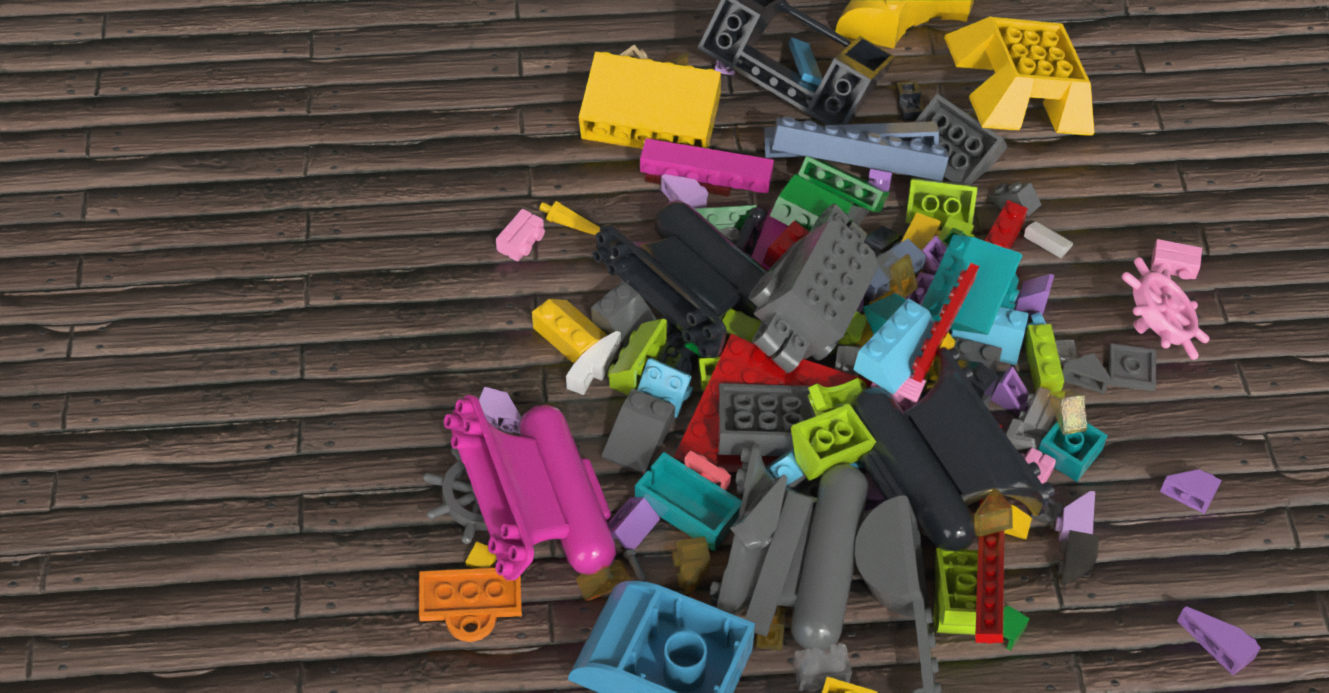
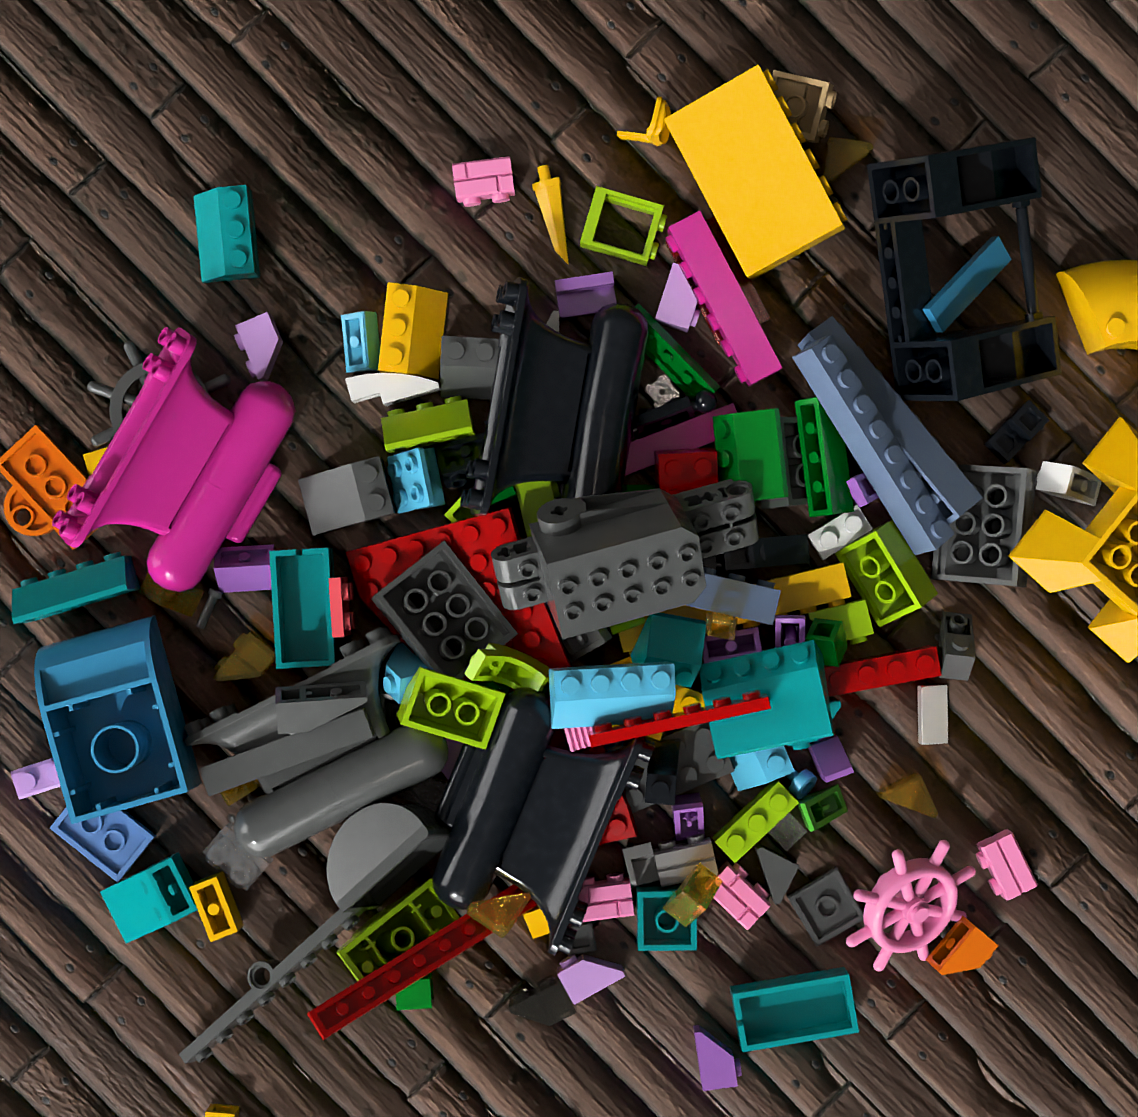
camera: 50 degrees right, 35 degrees up
(414, 381) = (226, 234): none -> teal slope
(548, 363) = (361, 341): none -> medium azure slope
(549, 628) = (74, 589): none -> teal slope
(577, 135) = (658, 131): none -> yellow piece
(621, 170) = (604, 195): none -> lime window
(637, 228) = (584, 294): none -> medium lavender panel
(896, 212) = (839, 532): none -> white plate
(958, 92) = (1068, 483): none -> white slope
(1063, 326) = (822, 807): none -> bright green slope
(1094, 276) = (910, 793): none -> clear yellow slope
(1098, 400) = (739, 896): none -> bright pink brick
(1189, 418) = (794, 1009): none -> teal piece
(1213, 308) = (962, 949): none -> orange slope

